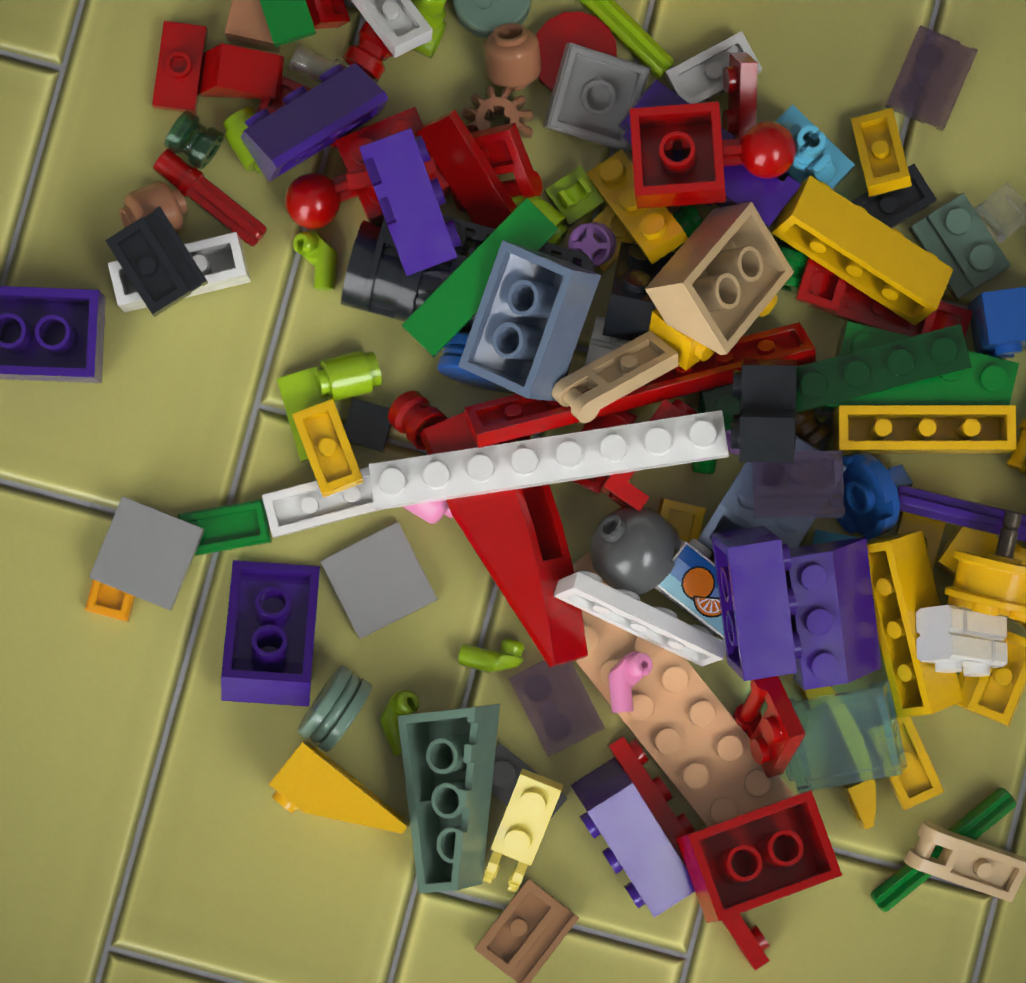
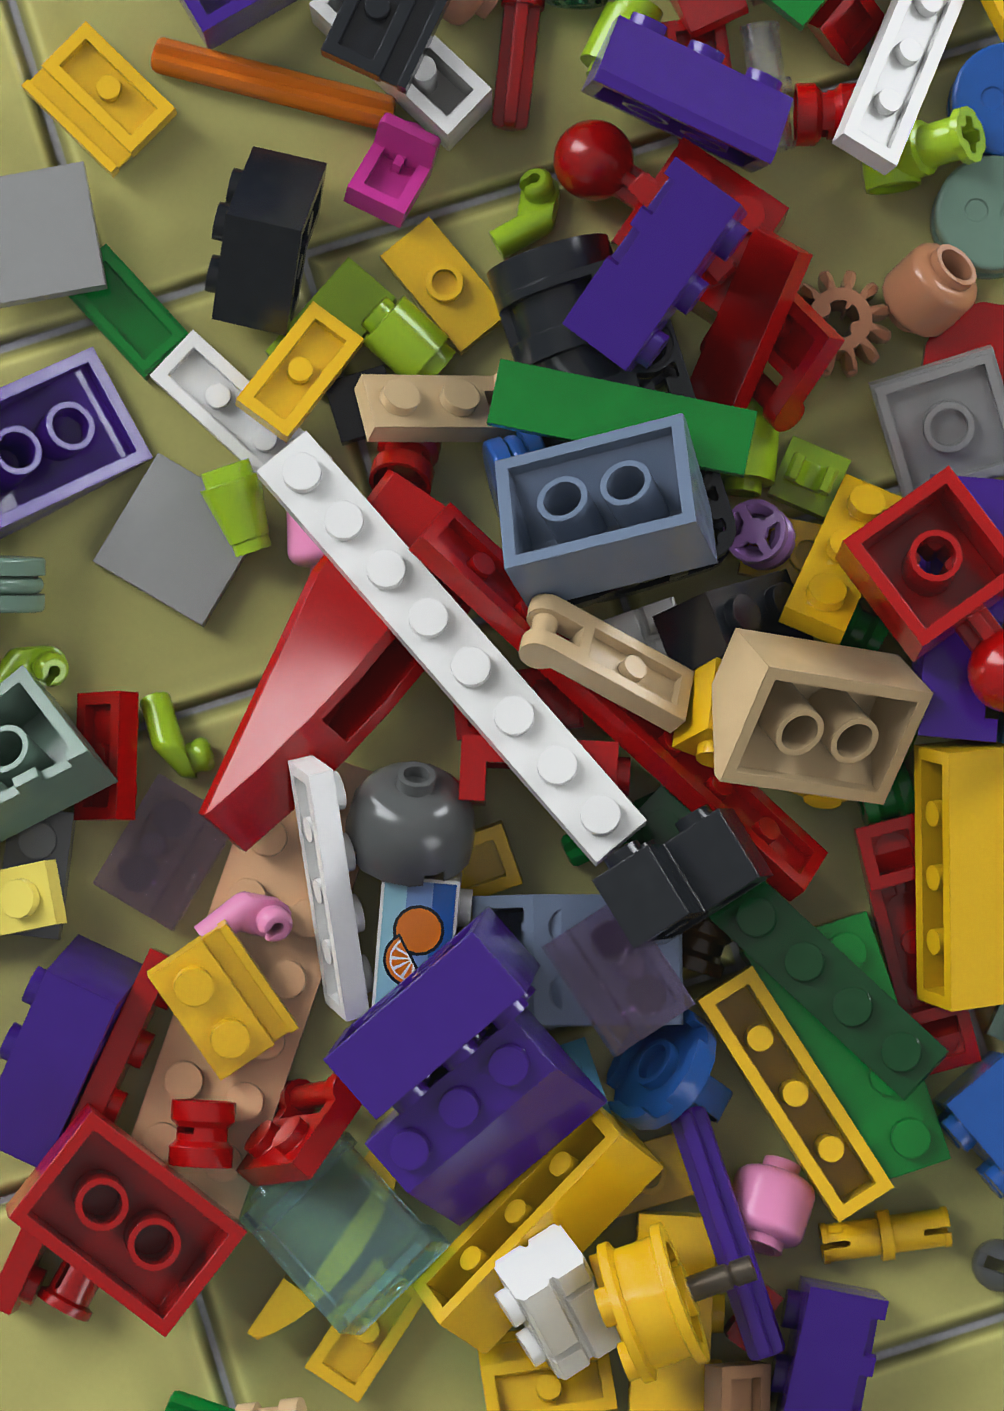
camera: 60 degrees right, 0 degrees up
(89, 464) = (99, 99): none -> yellow plate
(145, 358) = (270, 83): none -> orange axle
(236, 418) = (264, 239): none -> black brick
(243, 319) = (393, 170): none -> dark pink bracket
(327, 334) = (443, 285): none -> yellow plate
(382, 533) = (238, 506): none -> lime cone
(397, 385) = (426, 408): none -> tan plate
(465, 689) = (111, 728): none -> red plate
(665, 722) = (222, 999): none -> yellow plate
(735, 783) = (202, 1133): none -> red wheel
(775, 917) = (69, 1292): none -> red bush
(979, 480) = (773, 1204): none -> bright pink head

